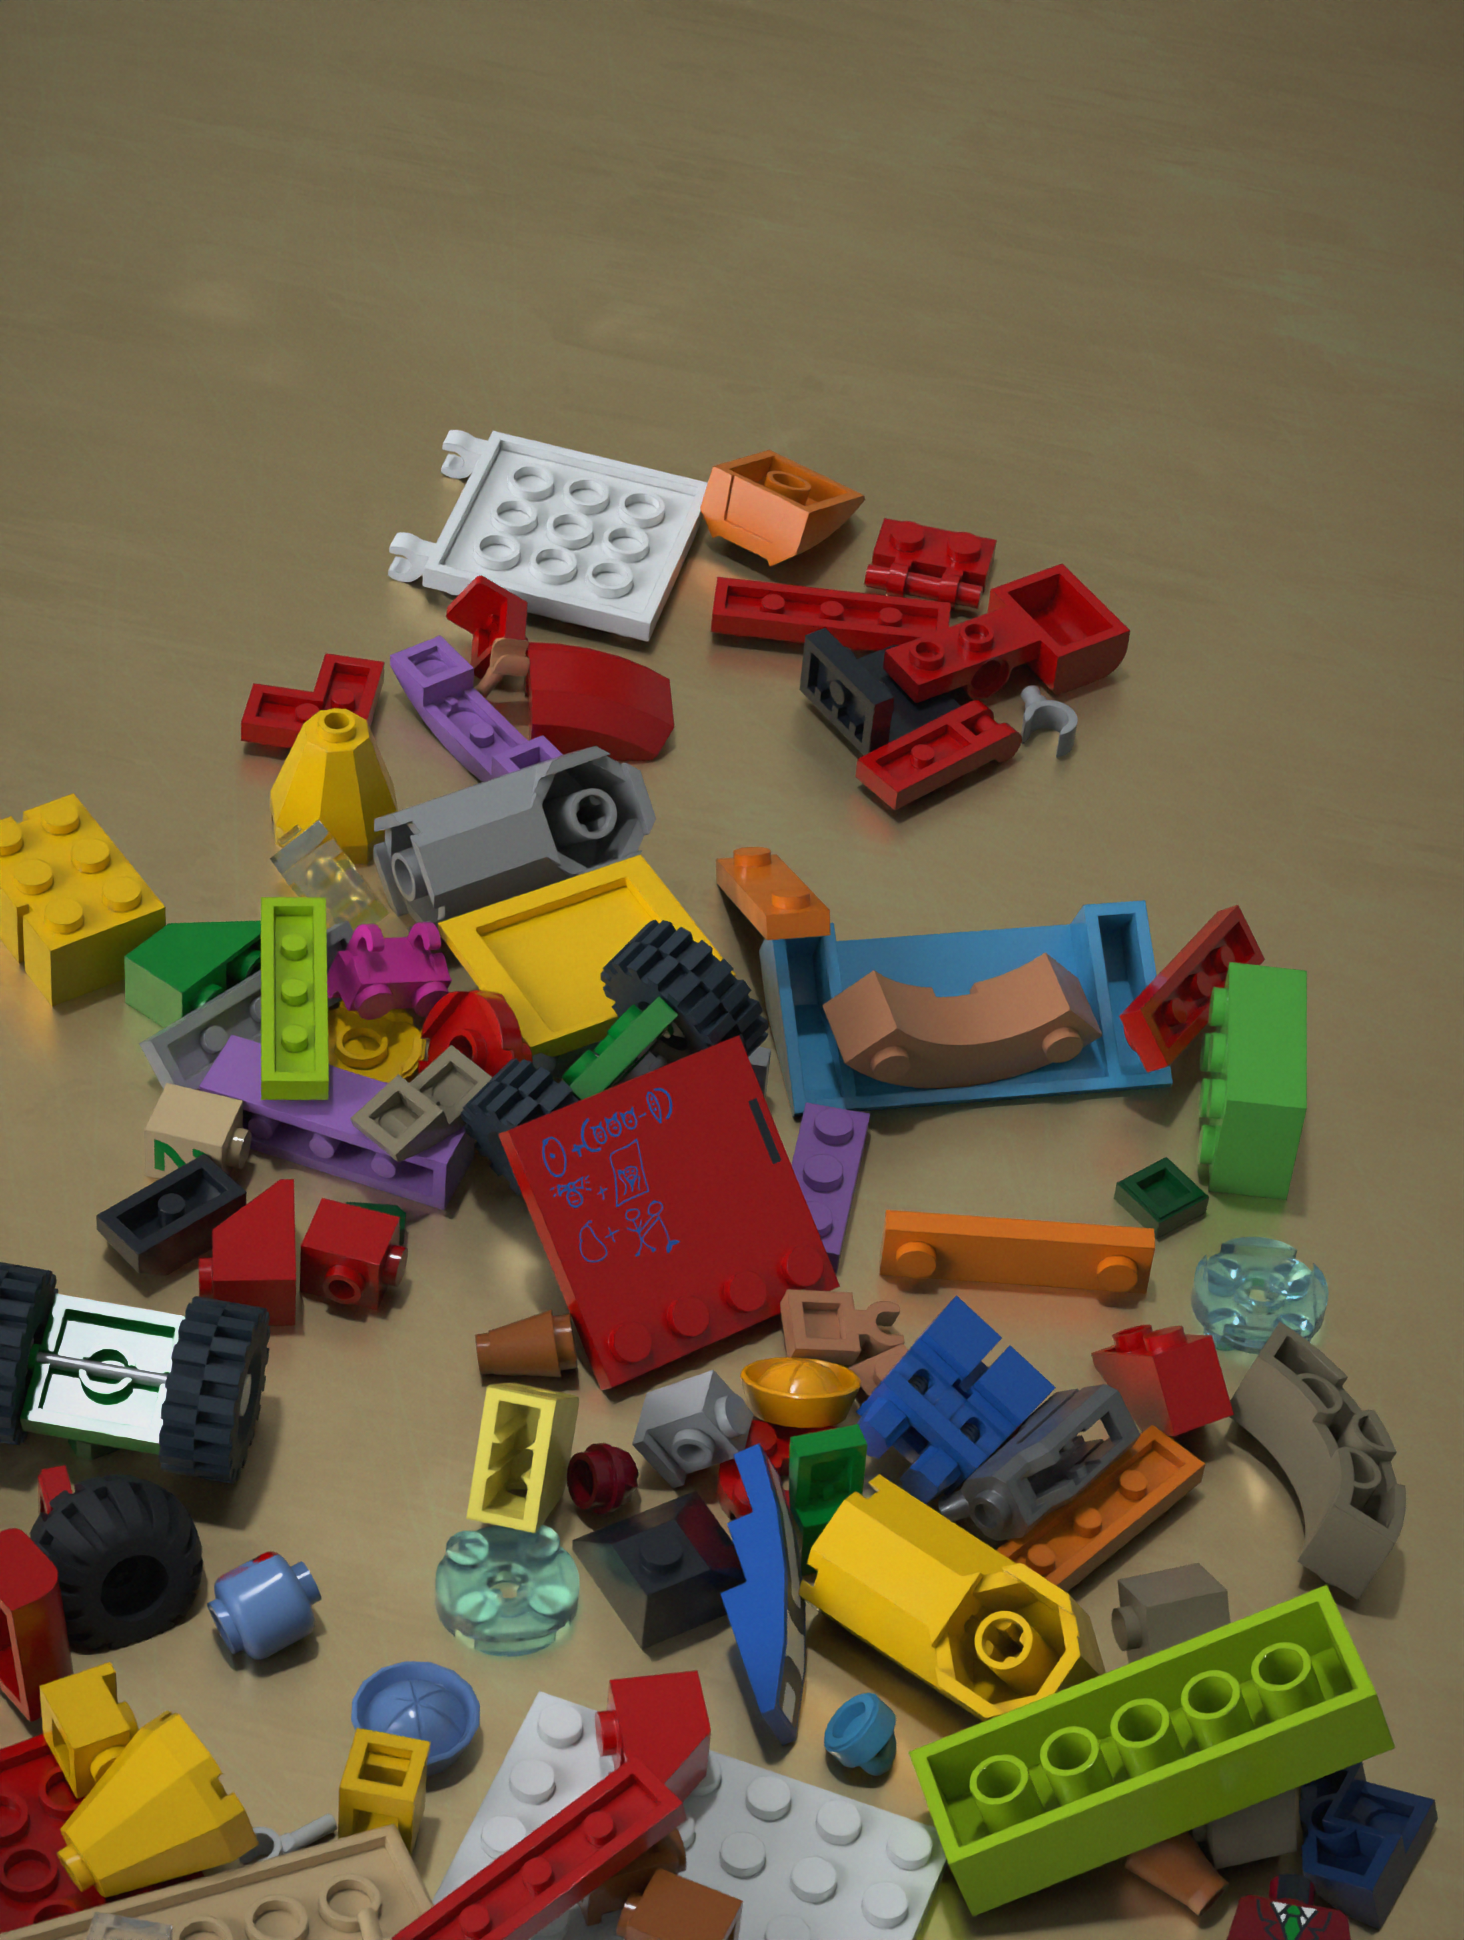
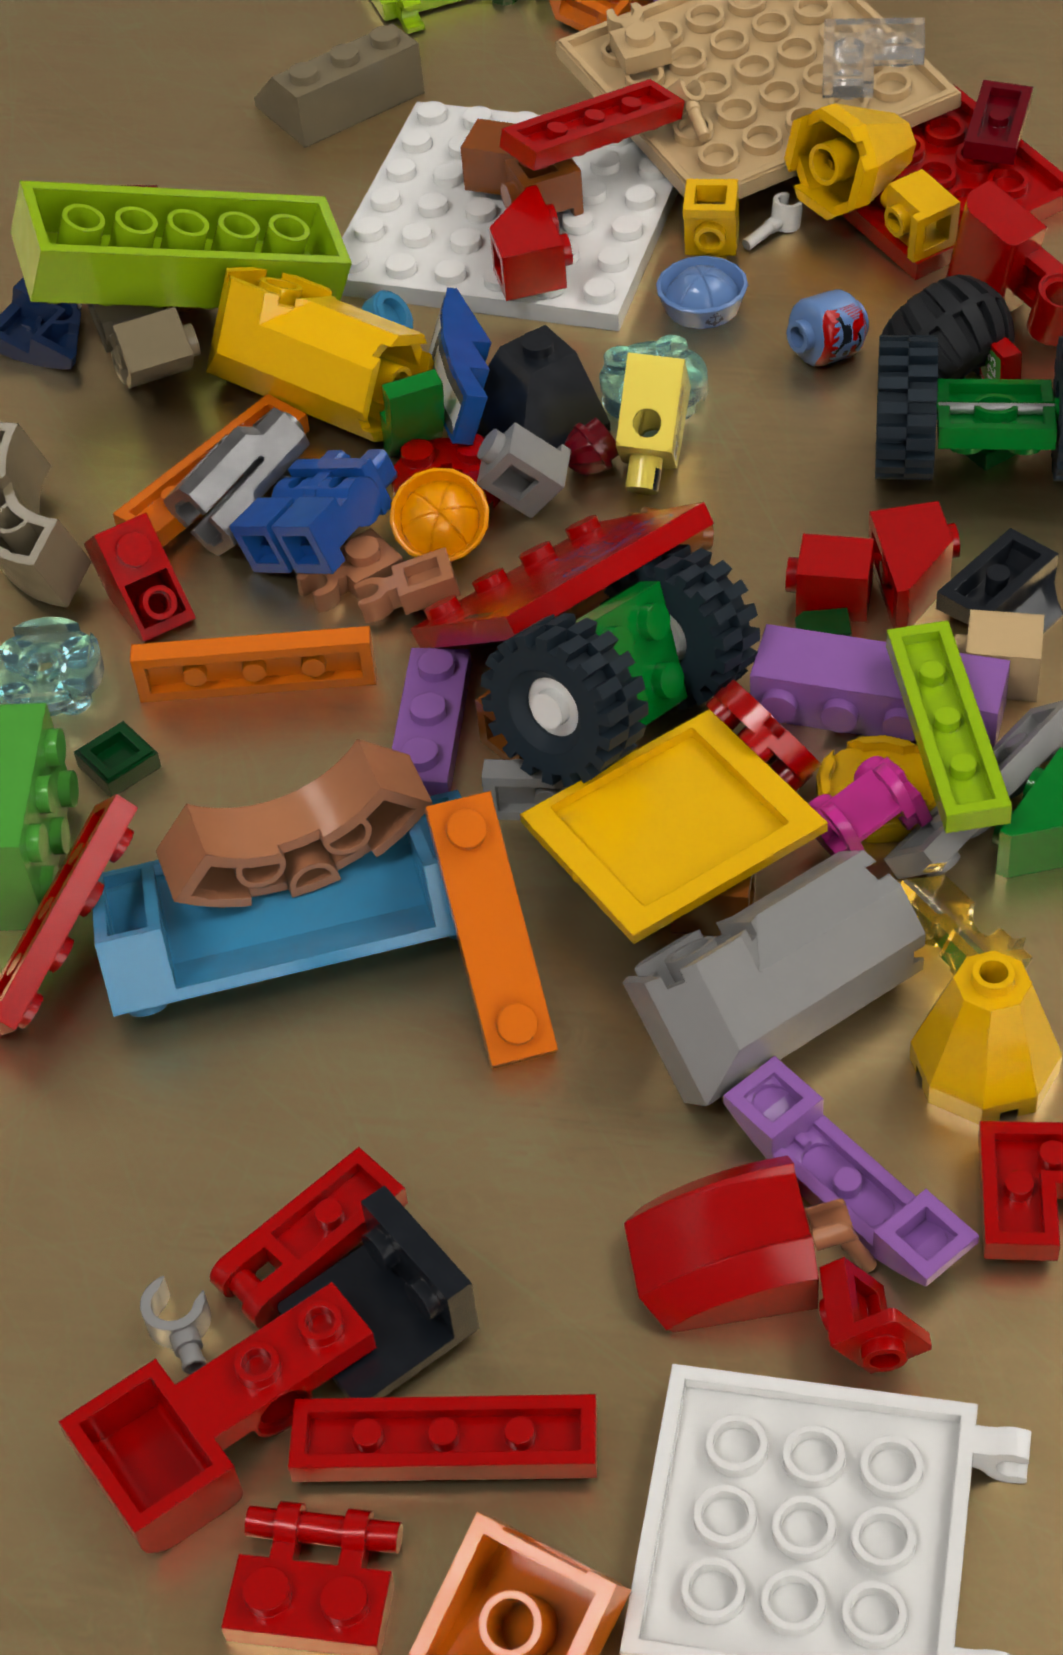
camera: 175 degrees left, 5 degrees up
(421, 1113) = (796, 653): dark tan slope -> none

